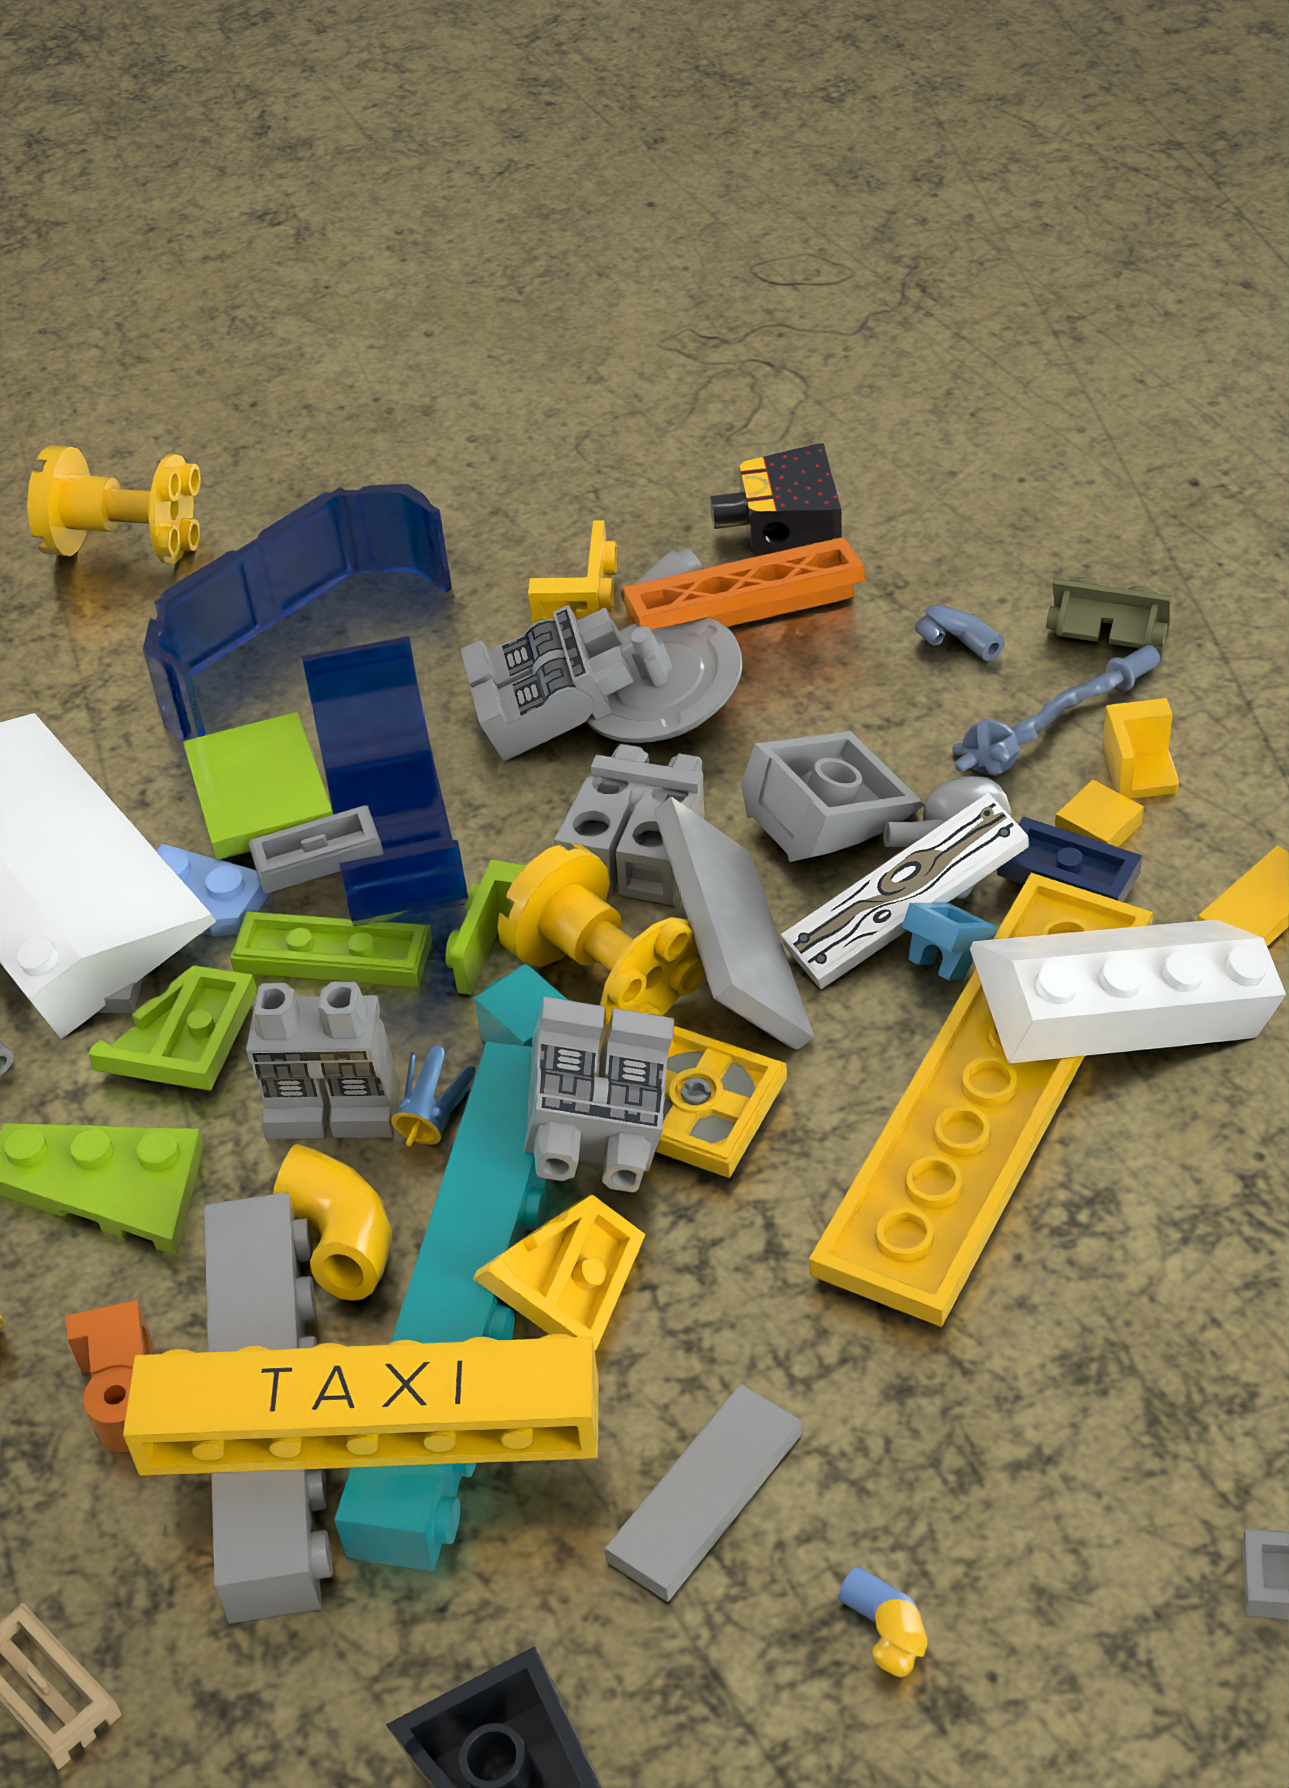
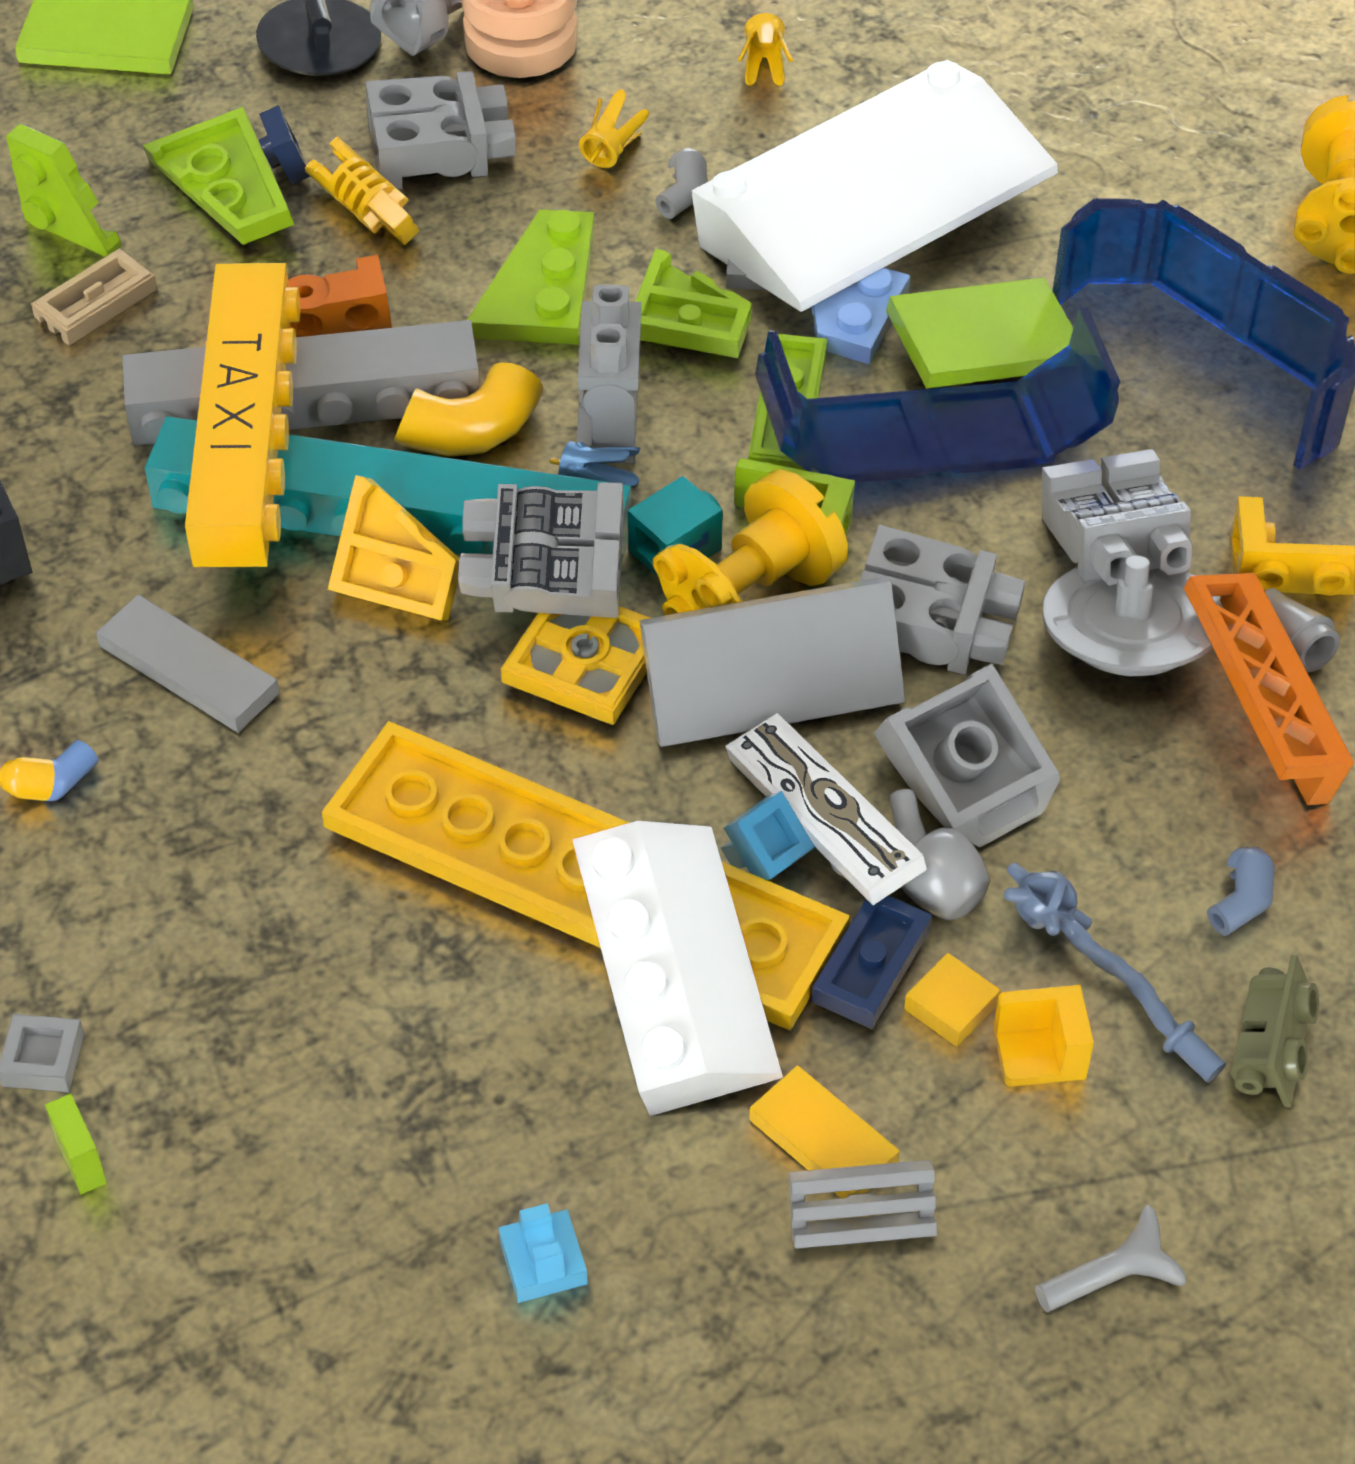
camera: 85 degrees right, 5 degrees up
(314, 848) = (877, 369): light grey tile -> none

